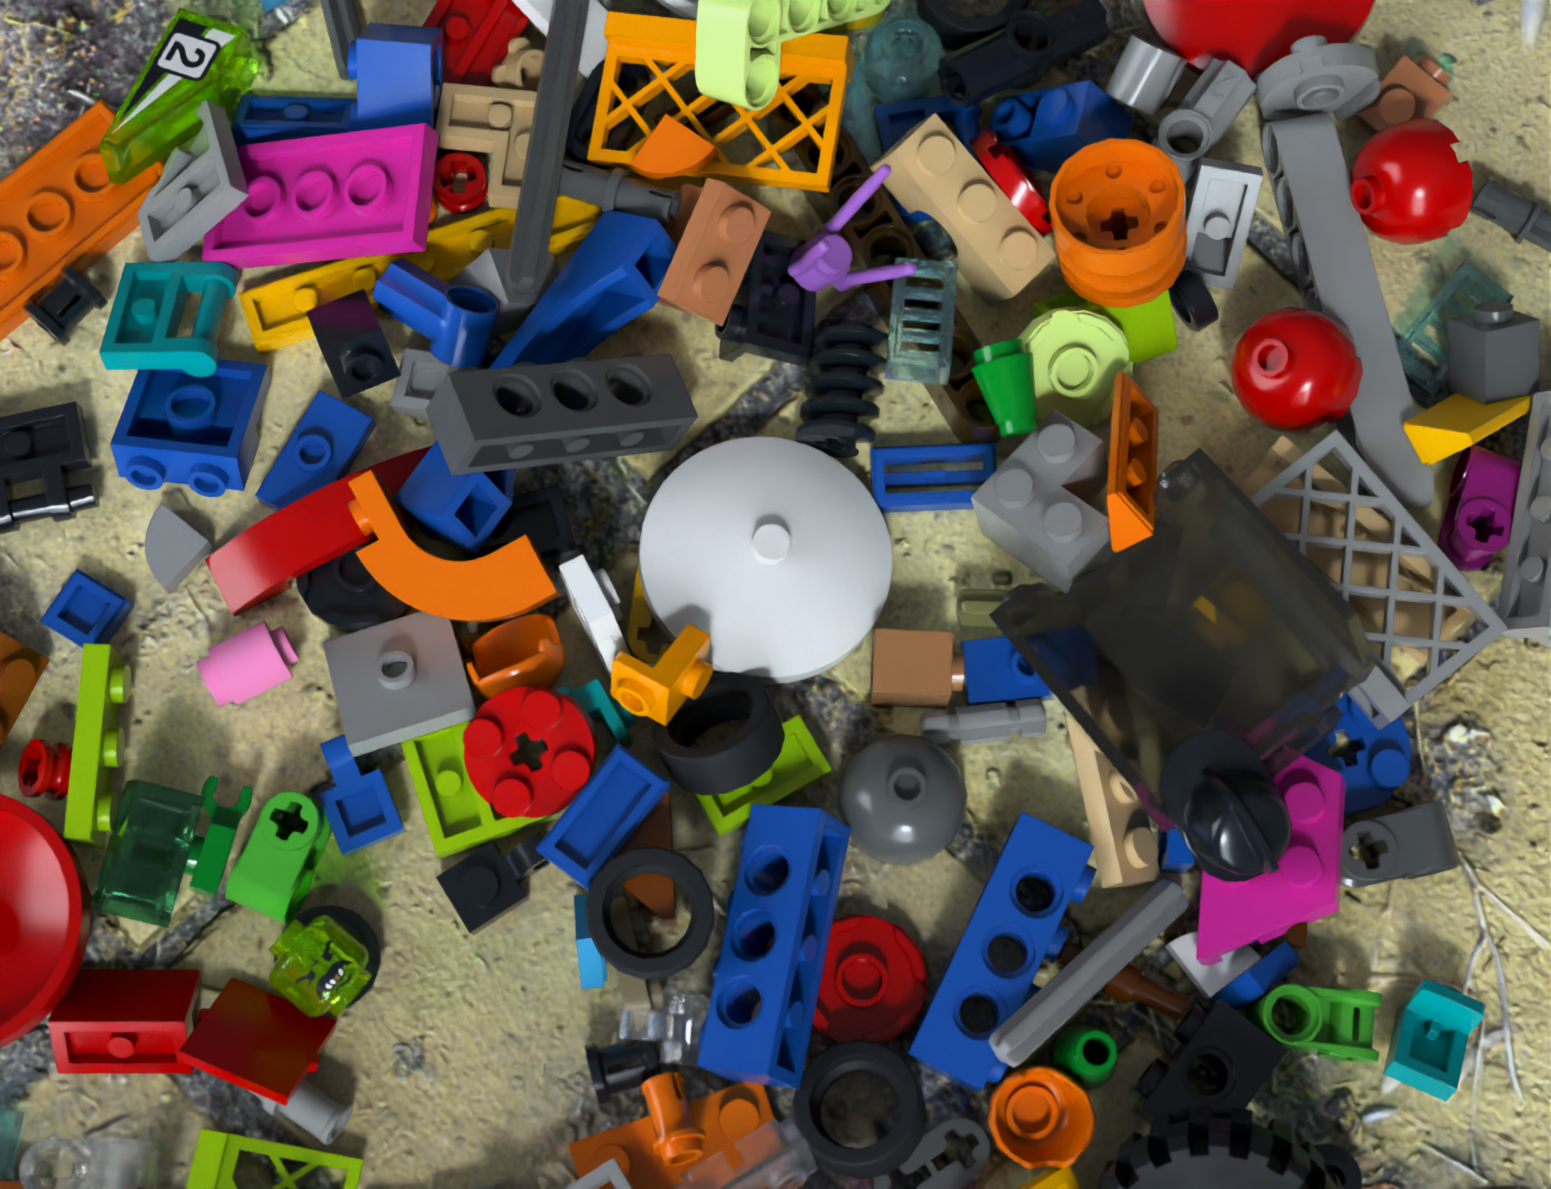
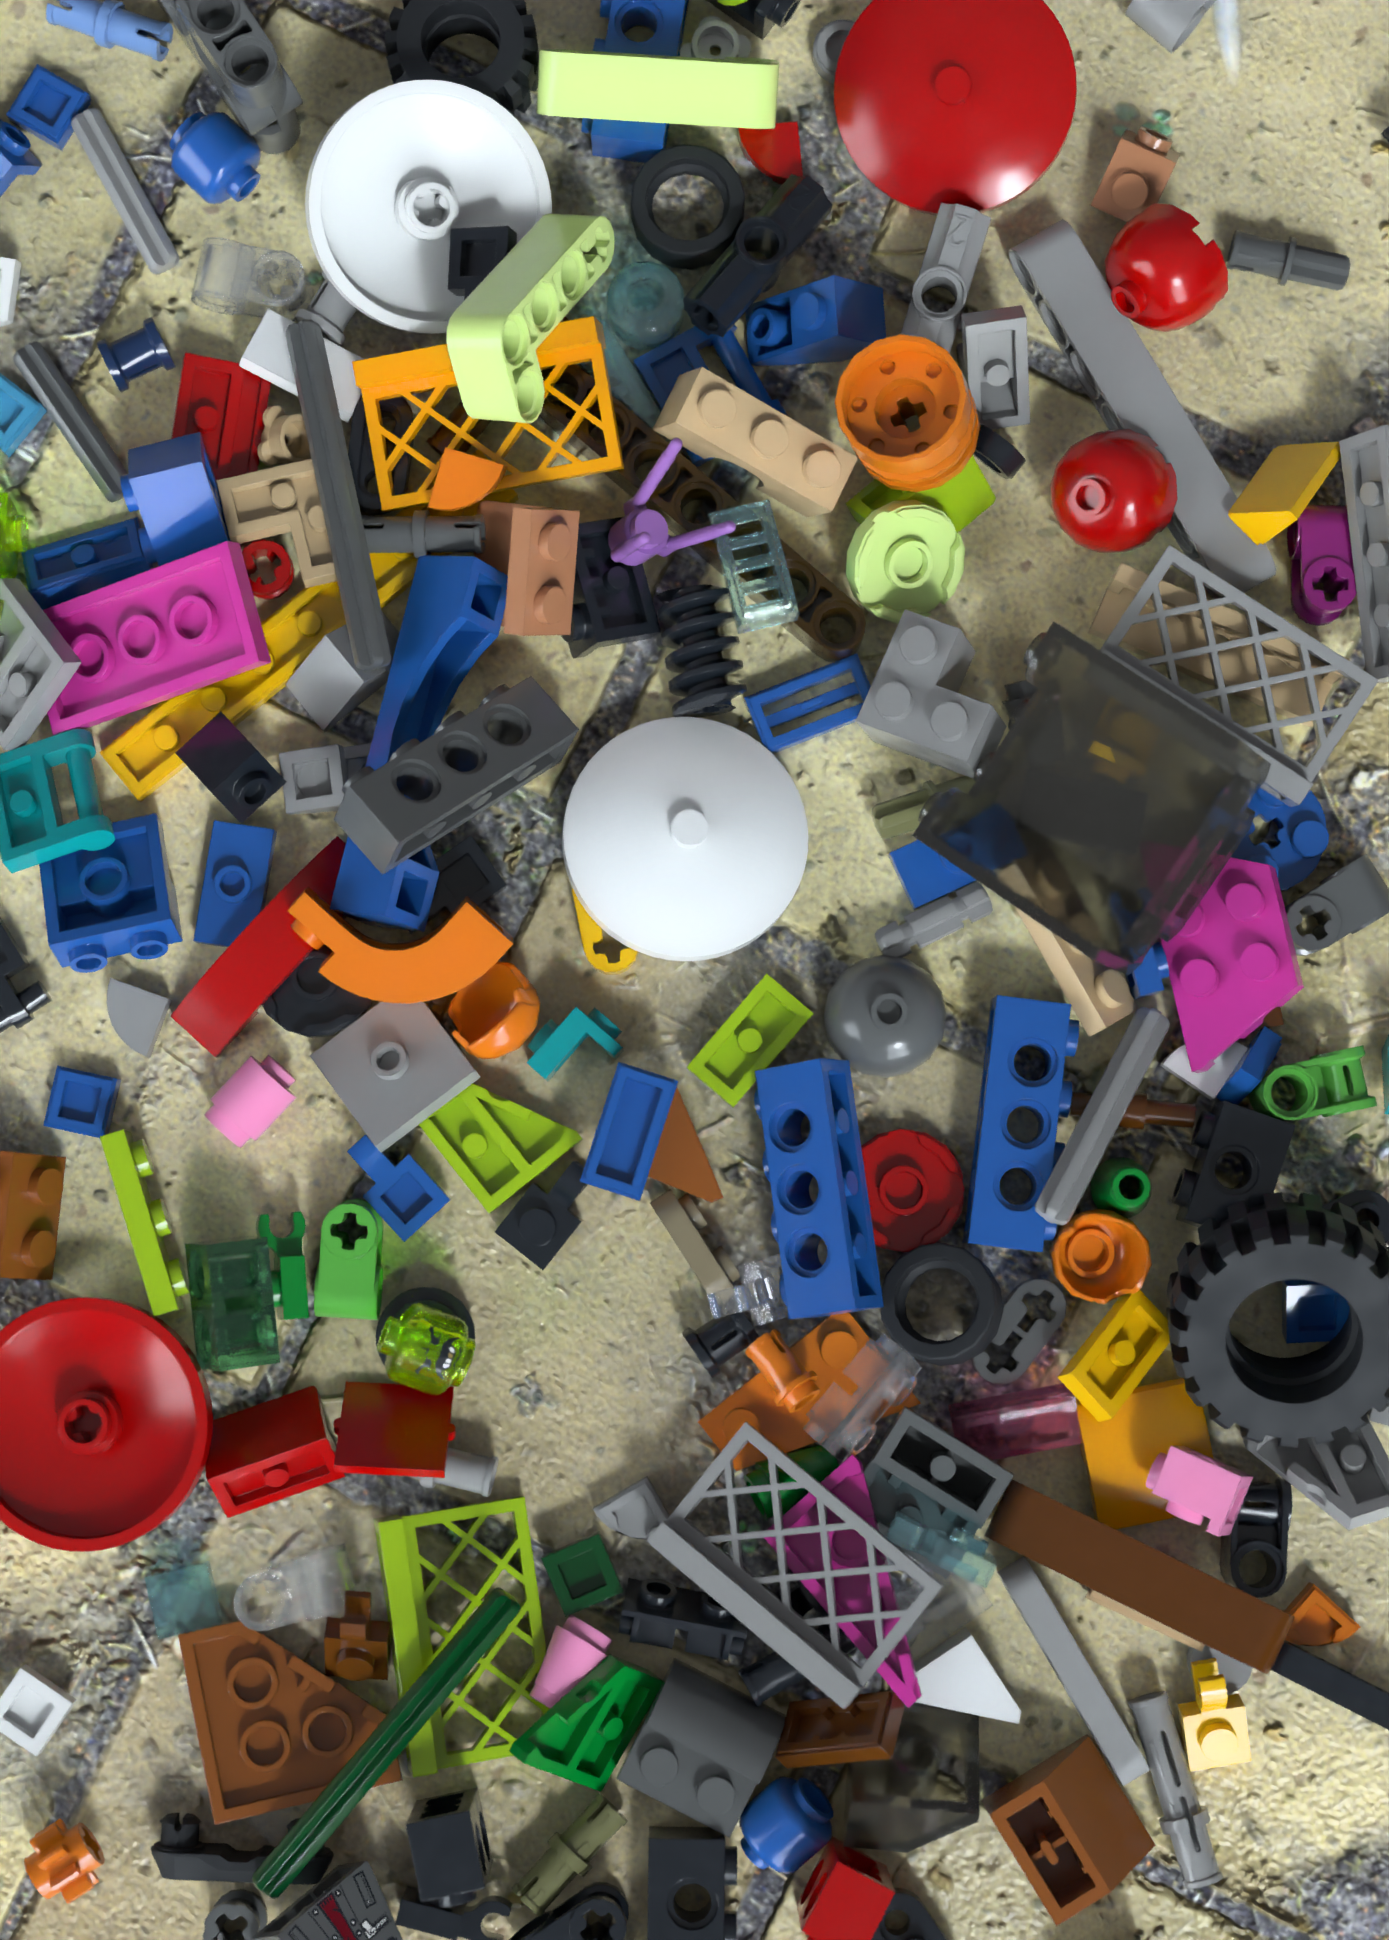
camera: 20 degrees left, 10 degrees up
(45, 770) = (108, 1259): red bush -> none
(452, 317) = (317, 712): blue piece -> none
(514, 785) = (543, 1059): red plate -> none
(591, 964) = (652, 1239): dark azure tile -> none
(596, 608) = (552, 943): white wing -> none
(611, 879) = (749, 1201): black tyre -> none
(675, 677) = (639, 1002): light orange bracket -> none
(729, 762) = (726, 1043): black tyre -> none
(914, 668) = (856, 894): medium nougat brick -> none
(1008, 385) = (856, 606): green cone -> none
(1013, 179) = (791, 394): red tile -> none
(1131, 464) = (993, 640): orange slope -> none
(1145, 75) = (880, 245): light grey piece -> none
(1225, 806) = (1177, 934): black piece -> none
(1319, 80) = (1047, 193): light grey plate -> none
(1472, 284) = (1259, 346): clear light blue slope -> none
(1493, 353) = (1291, 413): dark grey brick -> none

